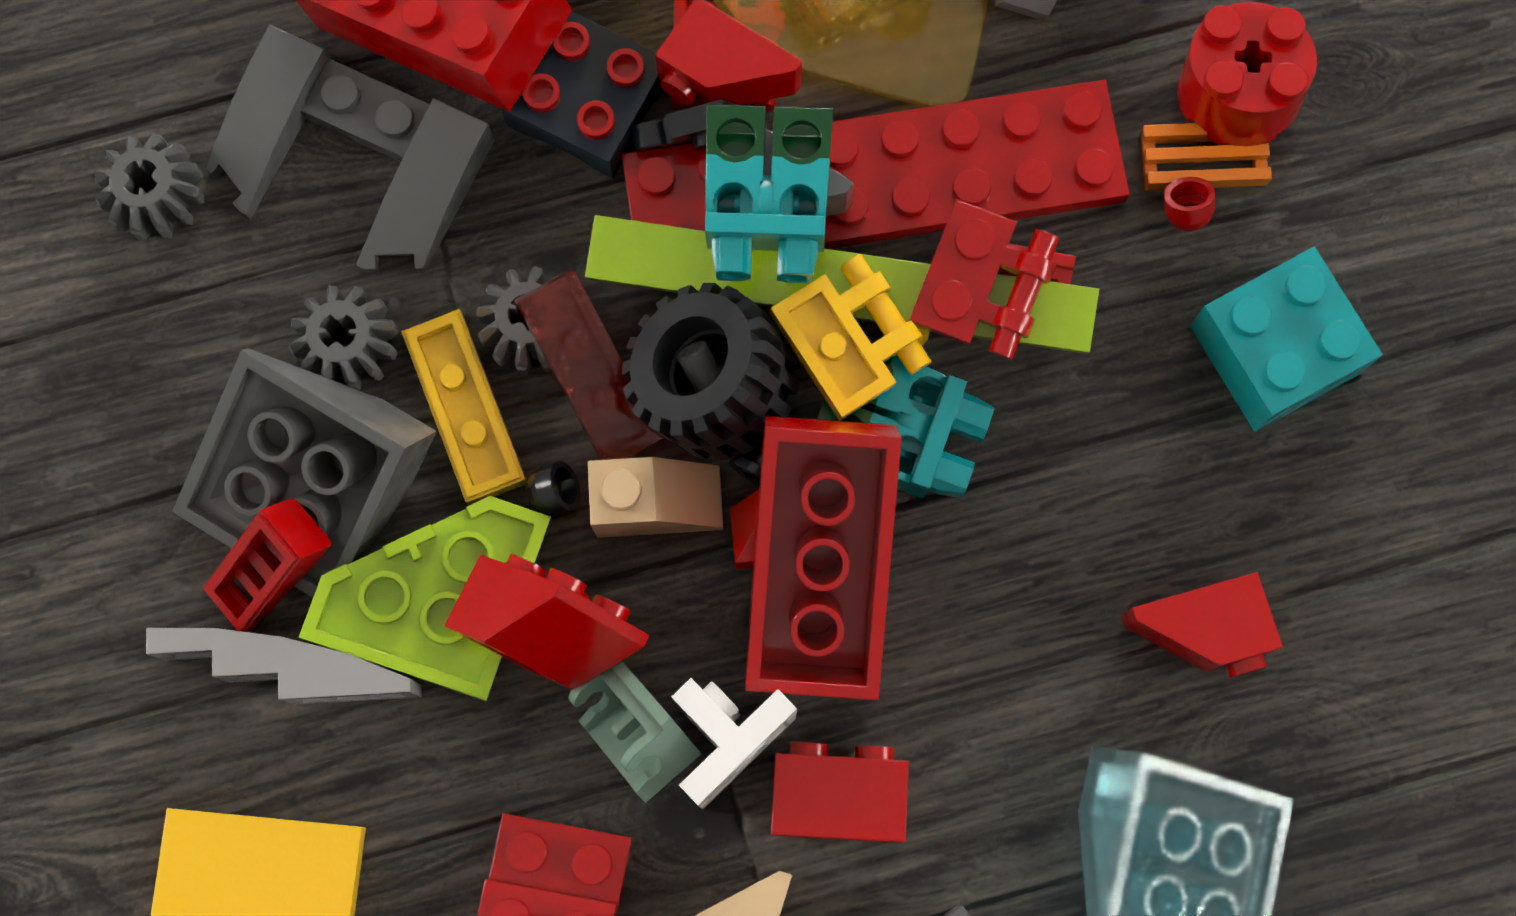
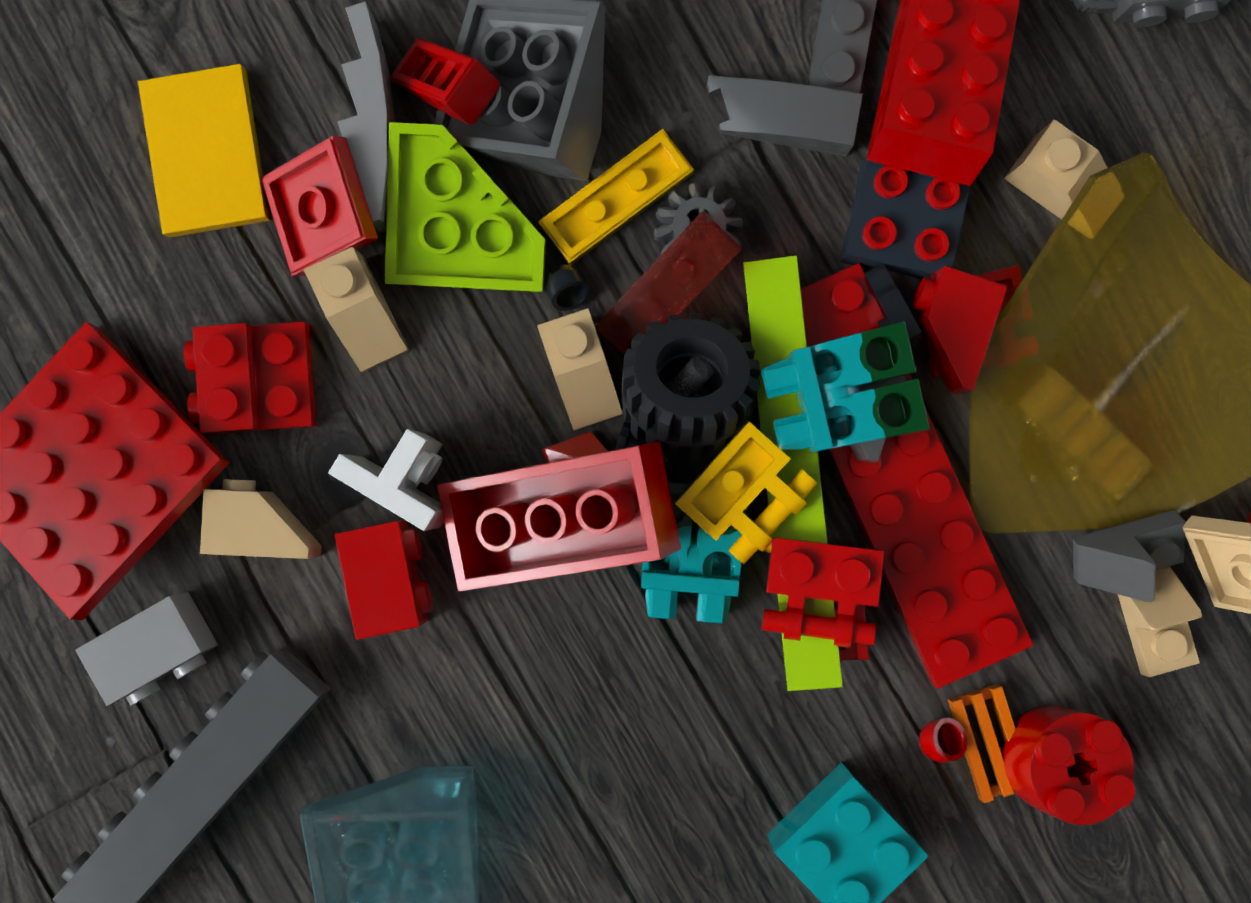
camera: 70 degrees right, 10 degrees up
(357, 319) = (639, 65): dark grey gear -> none
(371, 754) = (319, 205): none -> tile
(507, 741) = (356, 308): none -> tan slope
(543, 621) = (447, 308): red slope -> none
(634, 731) = (390, 405): sand green hinge -> none
(1212, 625) = (596, 841): red slope -> none

